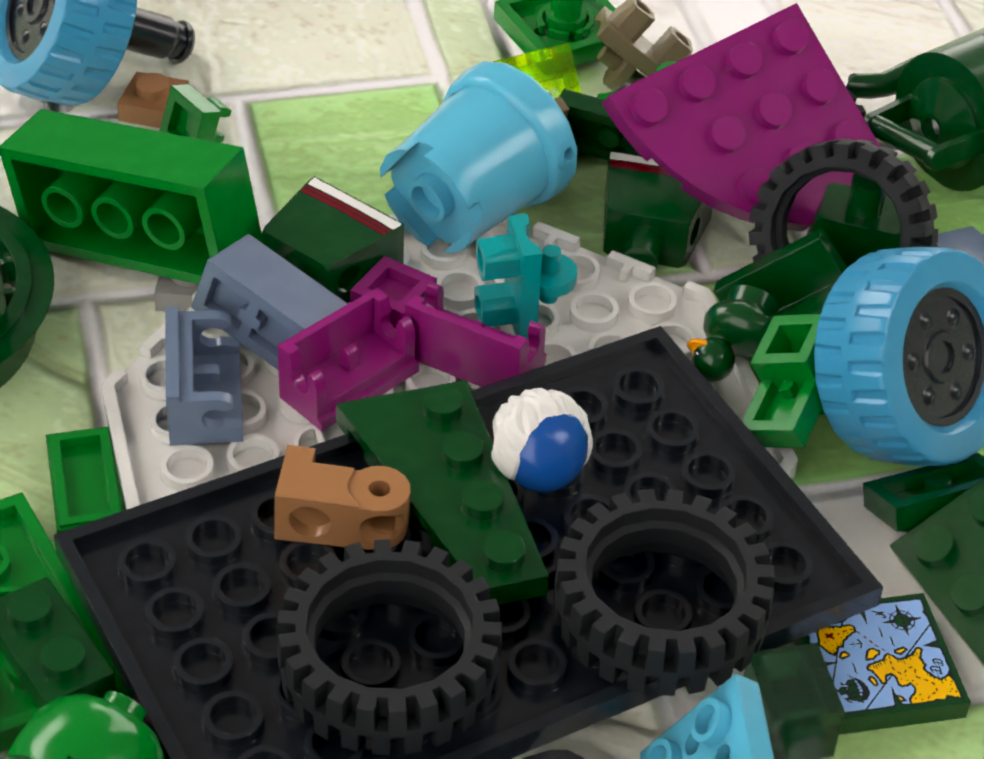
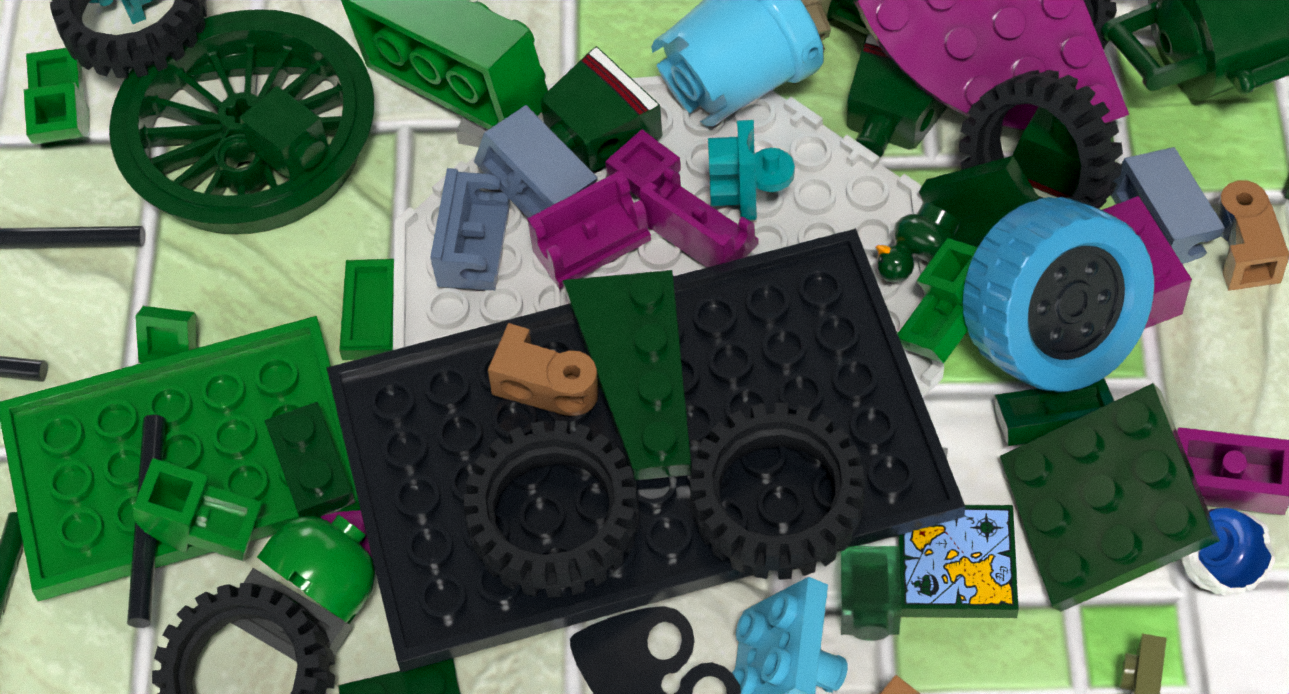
camera: 20 degrees right, 15 degrees up
(541, 440) = (714, 340): hair -> none

